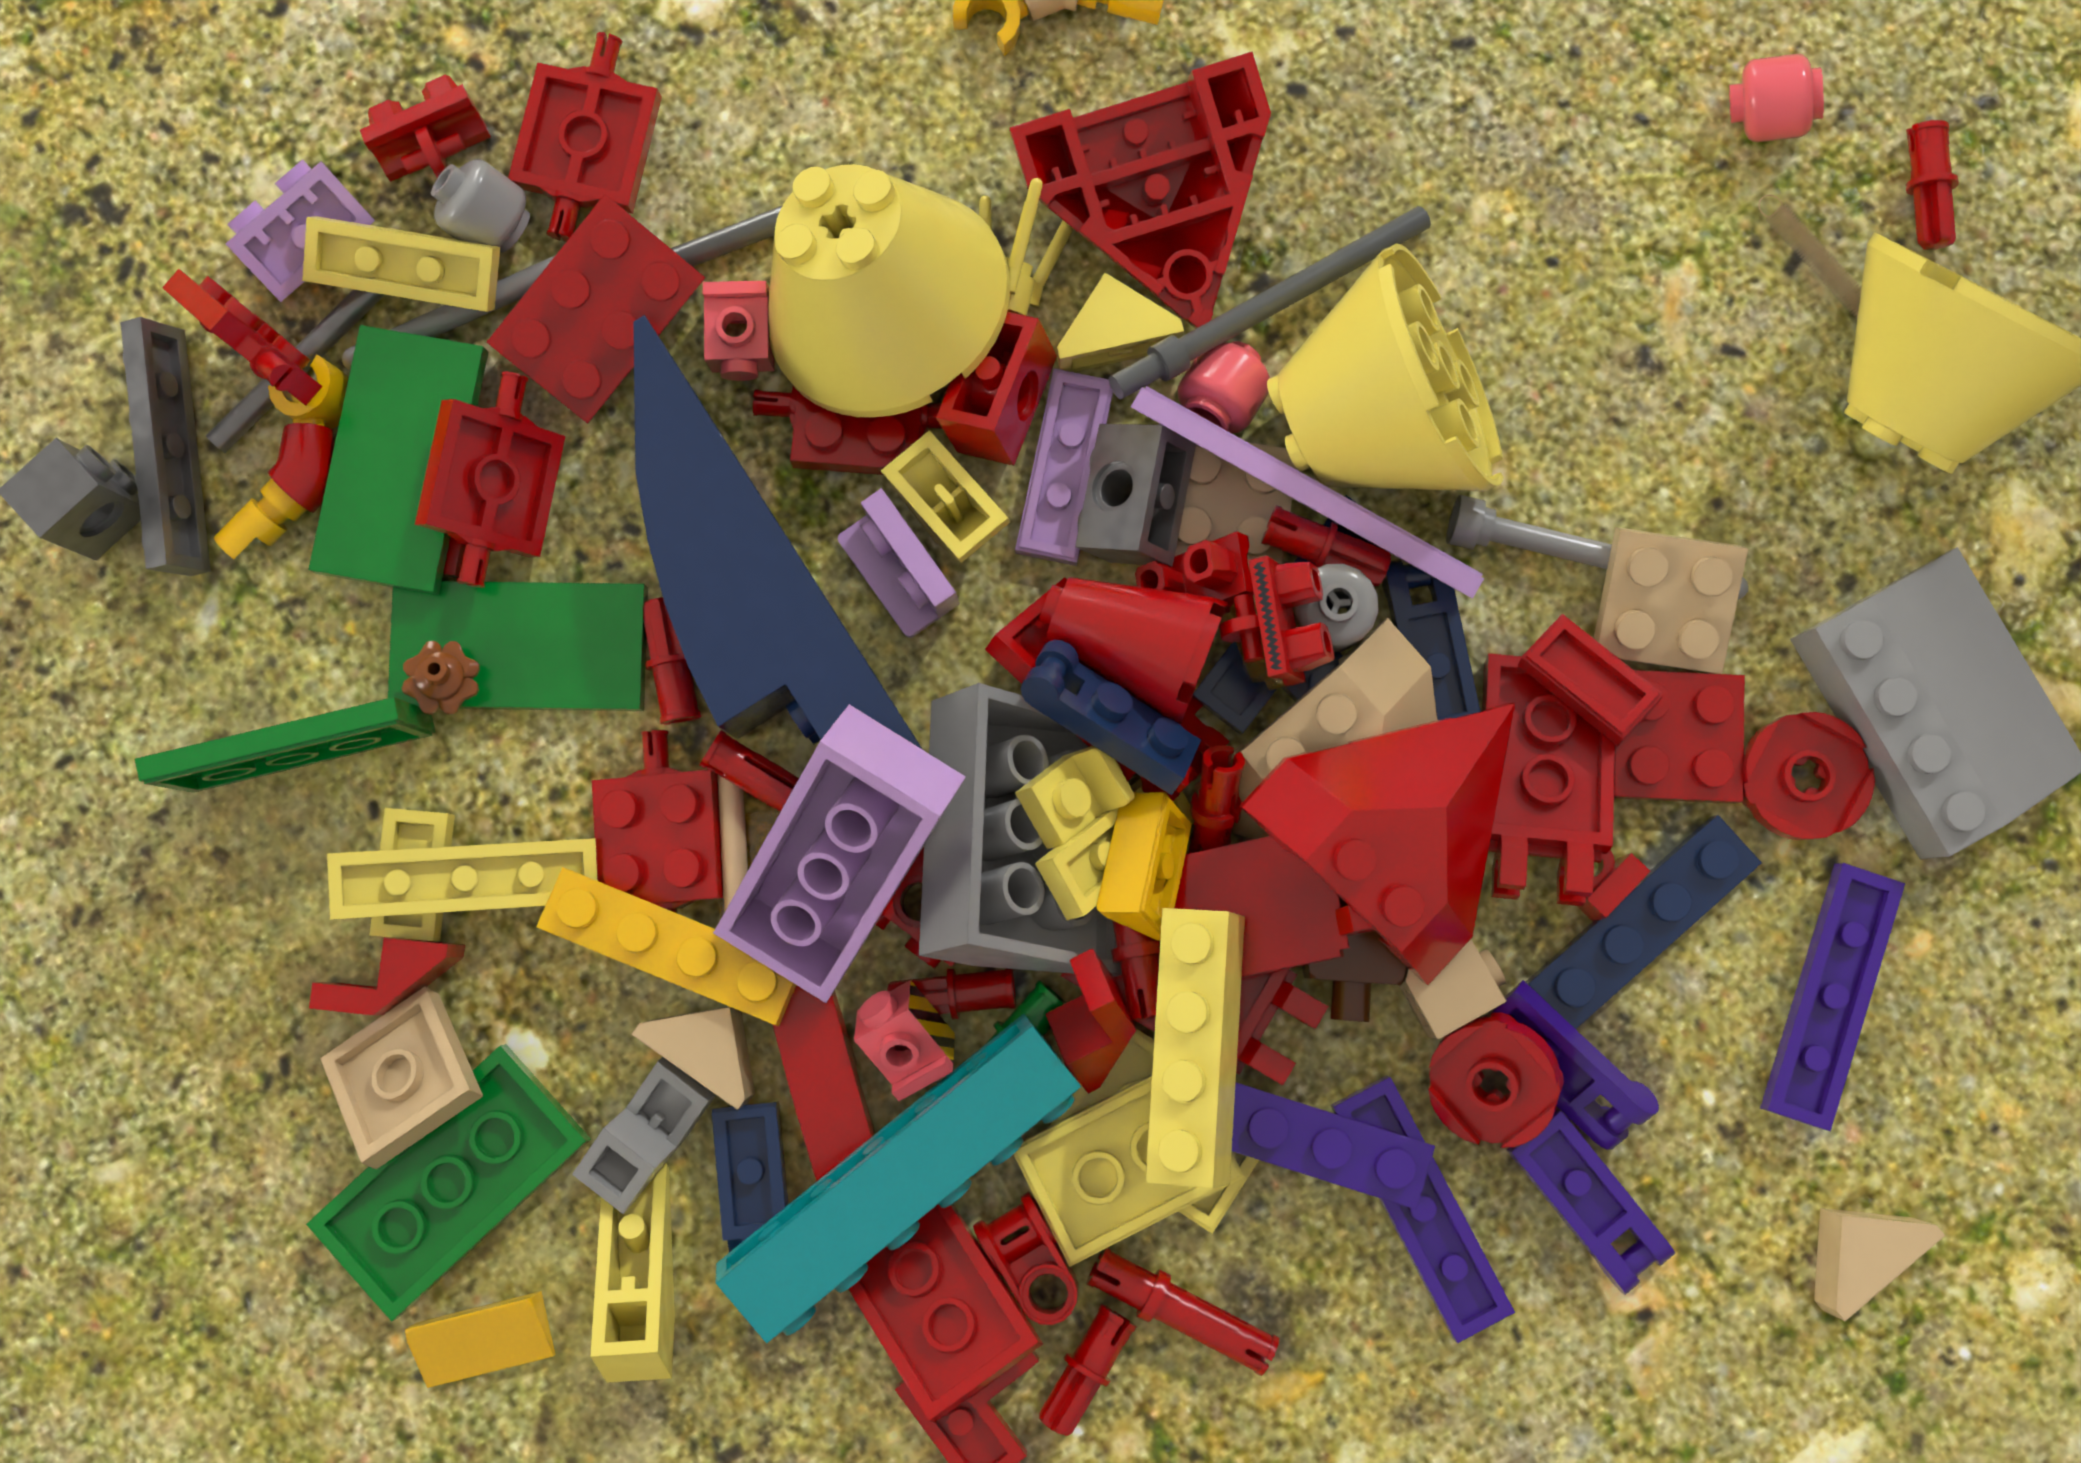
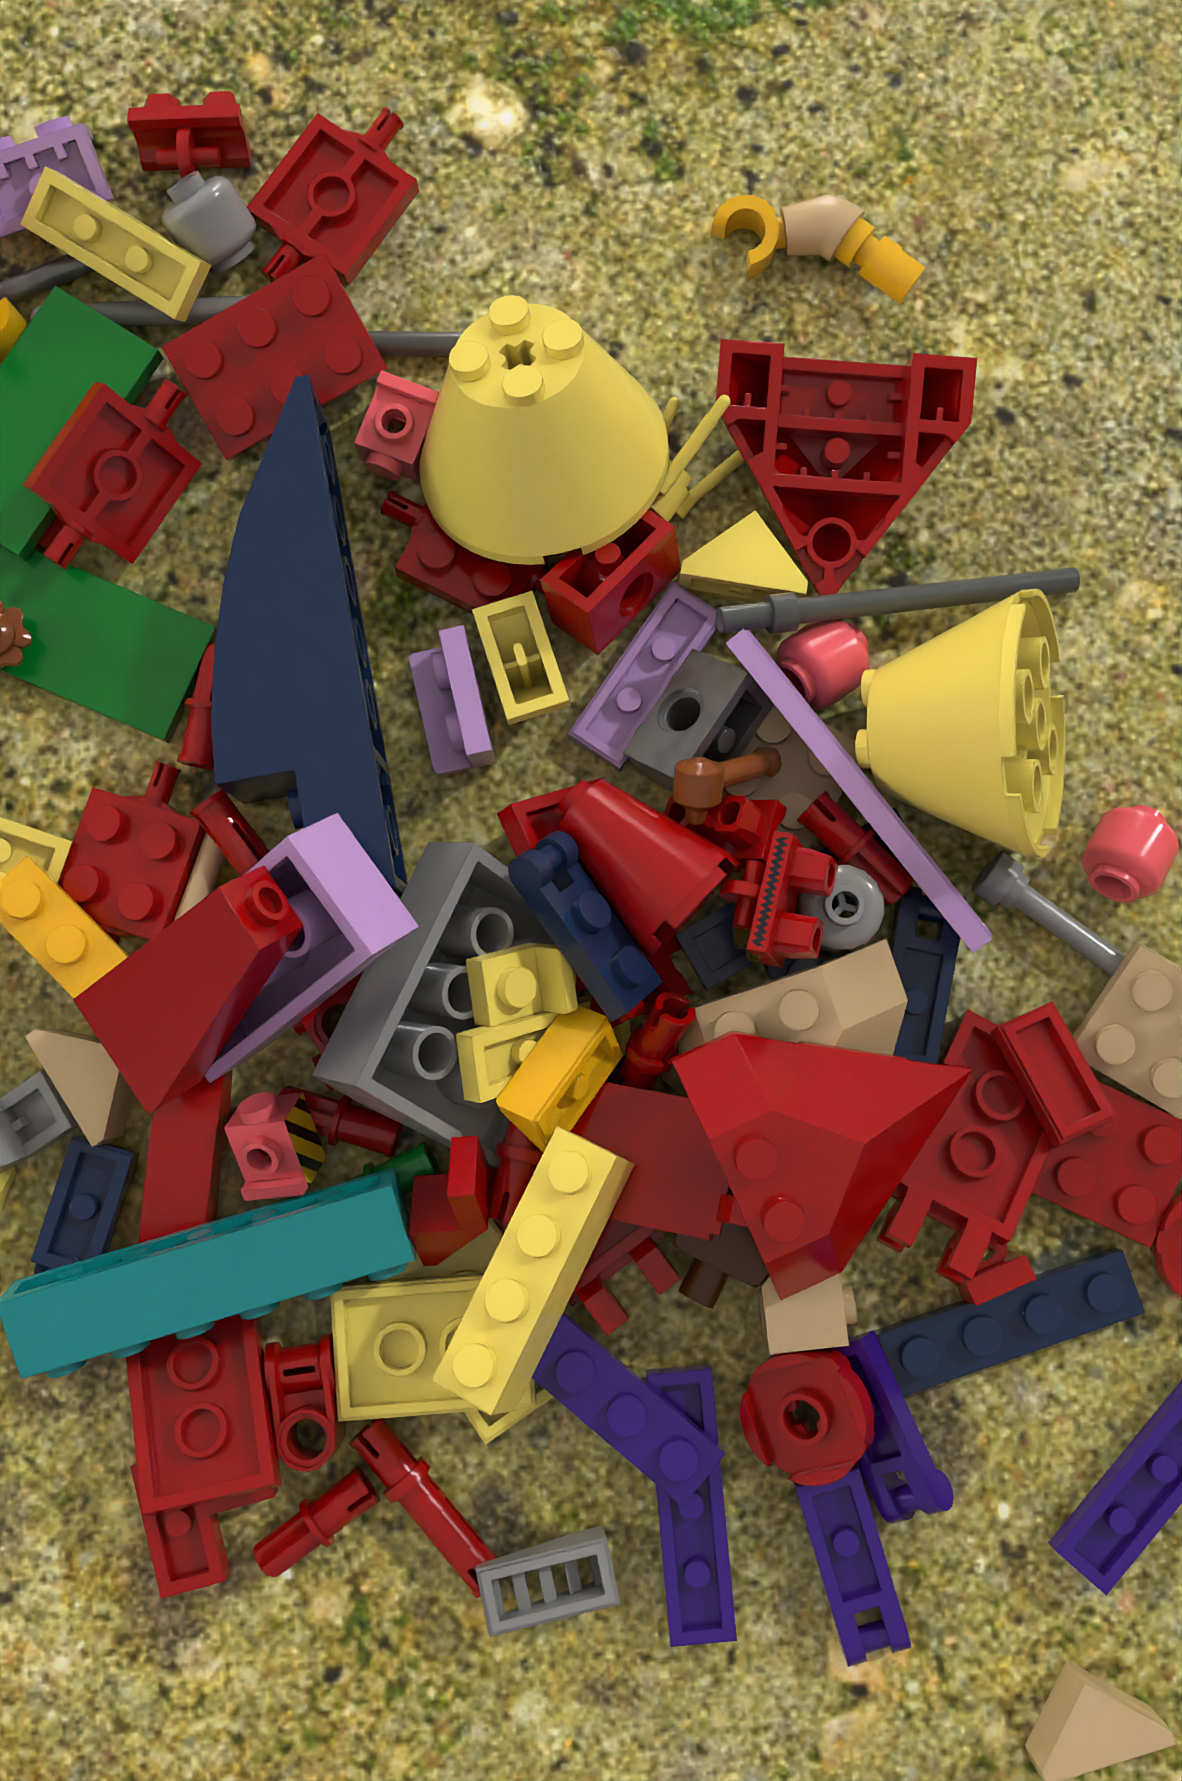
camera: 20 degrees right, 0 degrees up
(778, 921) = (189, 987): none -> red slope
(1161, 542) = (701, 781): none -> dark orange piece
(1374, 1322) = (553, 1606): none -> light grey slope
(1577, 449) = (1130, 853): none -> coral head

